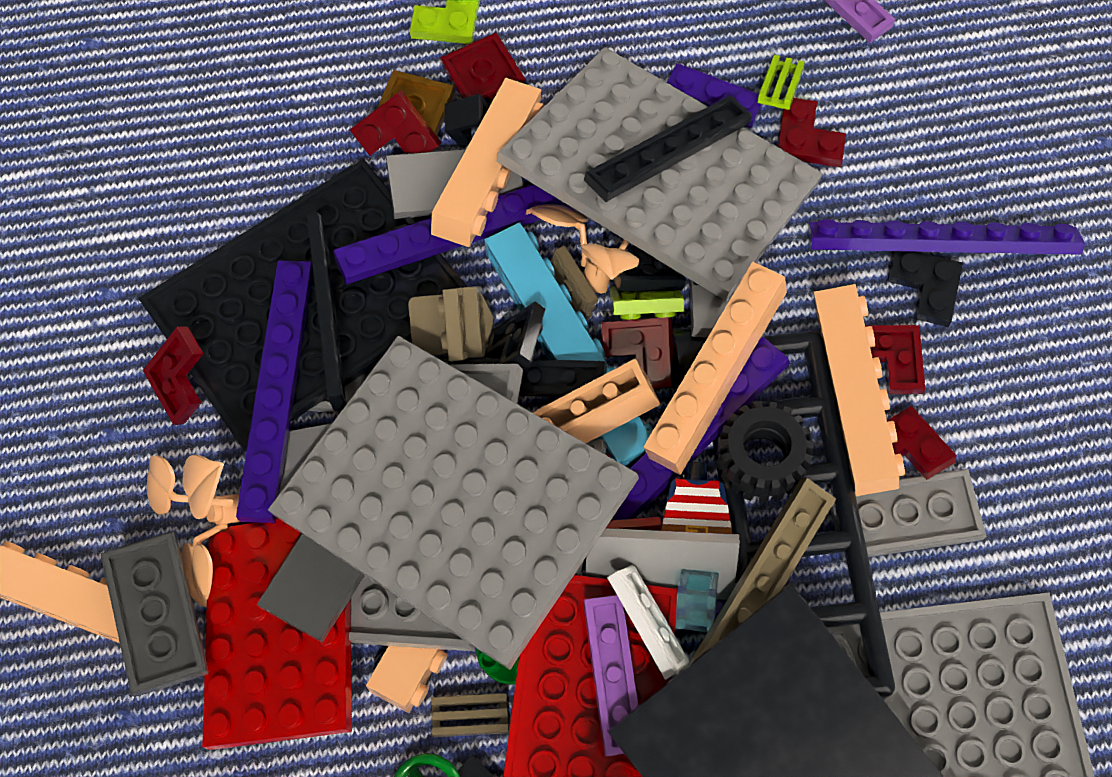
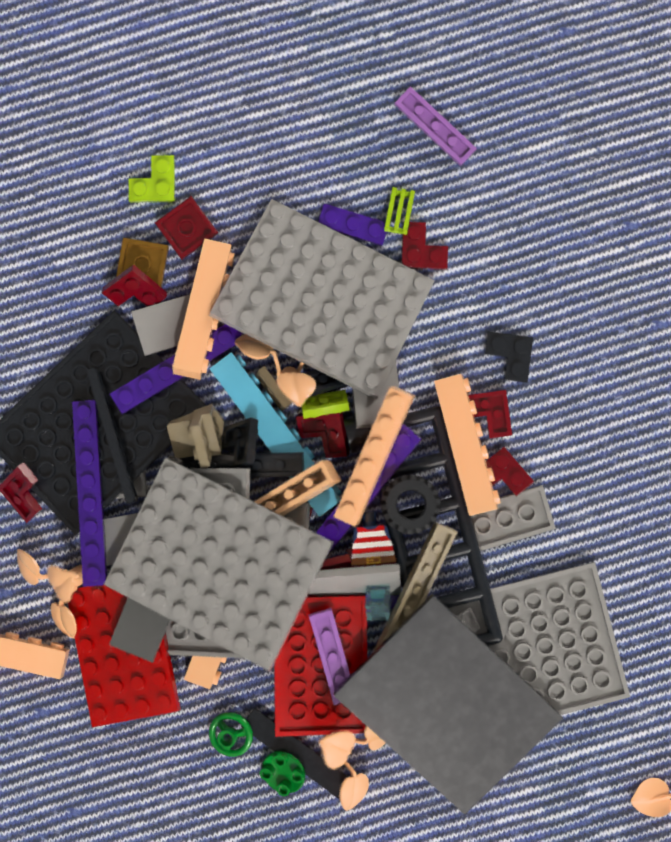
camera: 10 degrees left, 20 degrees up
(154, 614) = (45, 654): dark grey tile -> none
(464, 115) = (180, 272): black panel -> none
(466, 700) = (229, 687): dark tan tile -> none
(649, 621) = (350, 622): white tile -> none
(667, 148) = (326, 287): black tile -> none
(935, 237) = (520, 320): dark purple plate -> none

